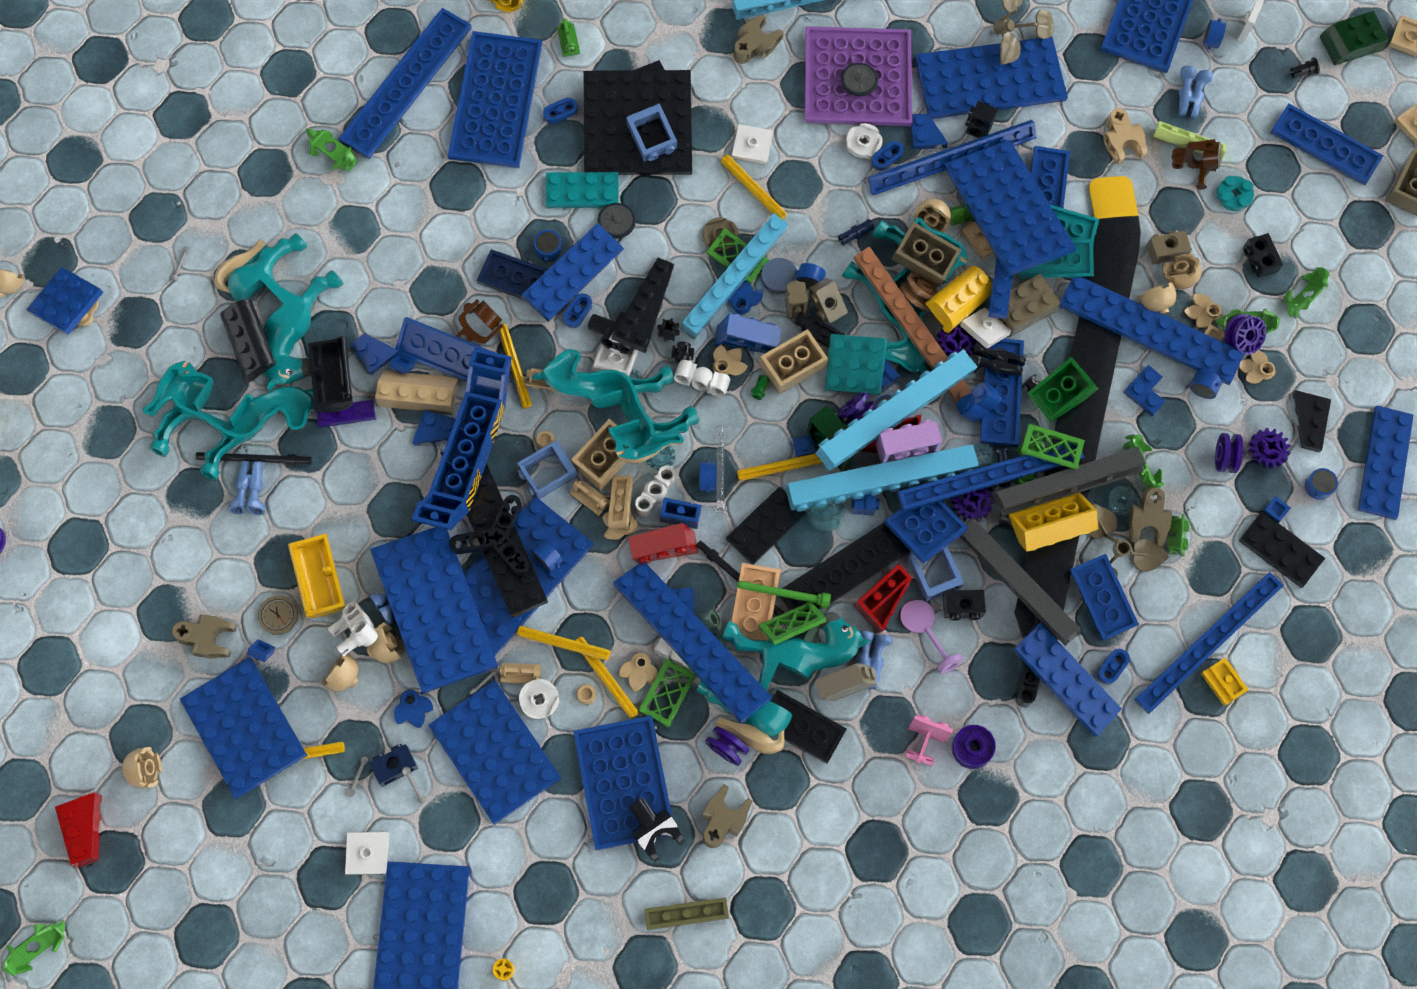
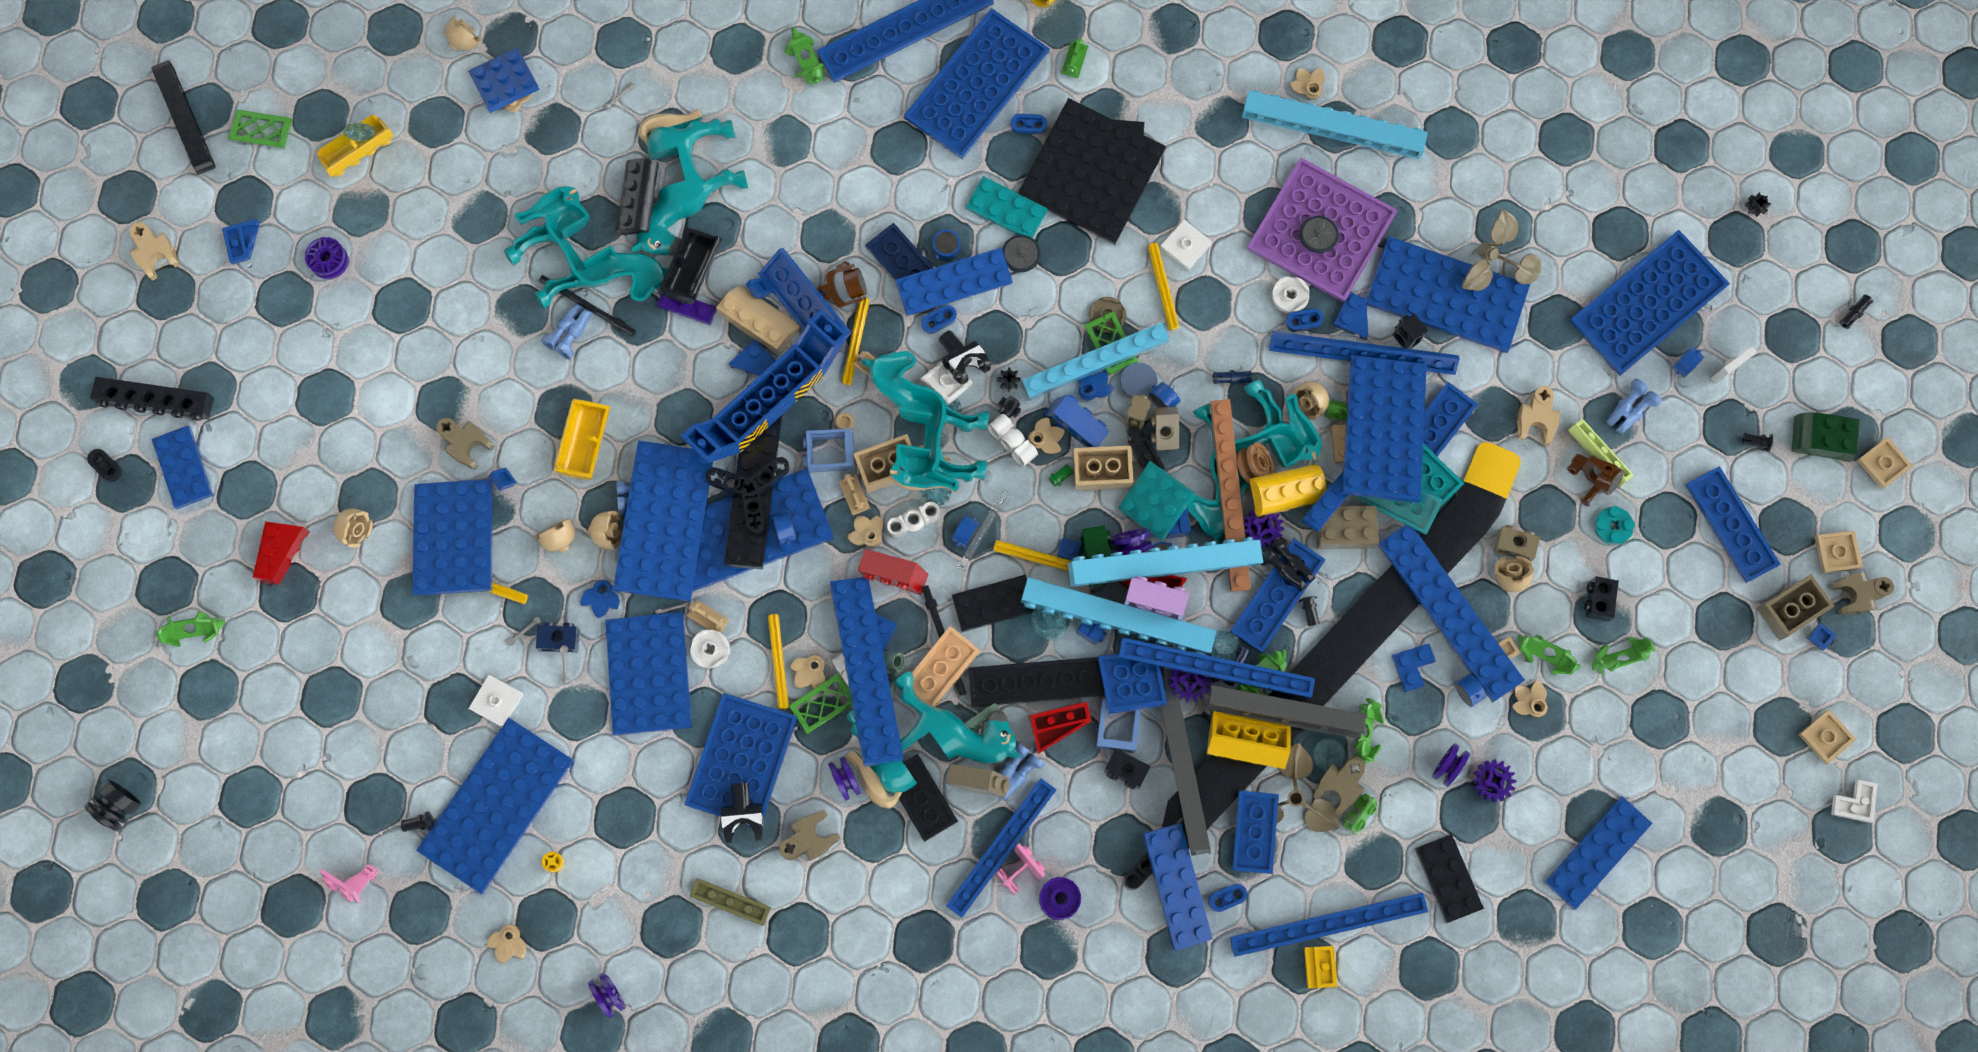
camera: 30 degrees right, 5 degrees up
(278, 615) = (533, 455): dark tan tile -> none
(360, 625) = (592, 504): white piece -> none
(373, 352) = (739, 264): blue wing -> none
(563, 643) = (758, 611): yellow axle -> none
(586, 694) = (753, 667): tan tile -> none
(620, 502) = (876, 513): tan plate -> none
(641, 316) = (988, 356): black wing -> none
(647, 116) = (1096, 170): medium blue window -> none
(679, 512) = (923, 552): blue brick -> none
(754, 41) = (1244, 147): dark tan piece -> none
(789, 632) = (969, 711): bright green window -> none
(821, 600) = (999, 695): bright green piece -> none
(897, 732) = (1001, 848): none -> blue plate
(918, 618) = (1080, 758): lavender piece -> none
(926, 254) = (1278, 433): dark tan brick -> none
(978, 402) = (1247, 594): blue brick -> none
(985, 329) = (1293, 531): white plate -> none
(1060, 436) = (1289, 657): bright green window -> none
(1062, 390) = (1331, 624): green slope -> none
(1159, 298) = (1475, 588): tan cylinder -> none
(1201, 309) = (1510, 618): tan plate -> none
(1245, 333) = (1536, 663): dark purple wheel -> none
(1277, 509) = (1466, 840): blue plate -> none
(1312, 419) = (1553, 775): black wing -> none
(1321, 484) = (1523, 839): piece -> none

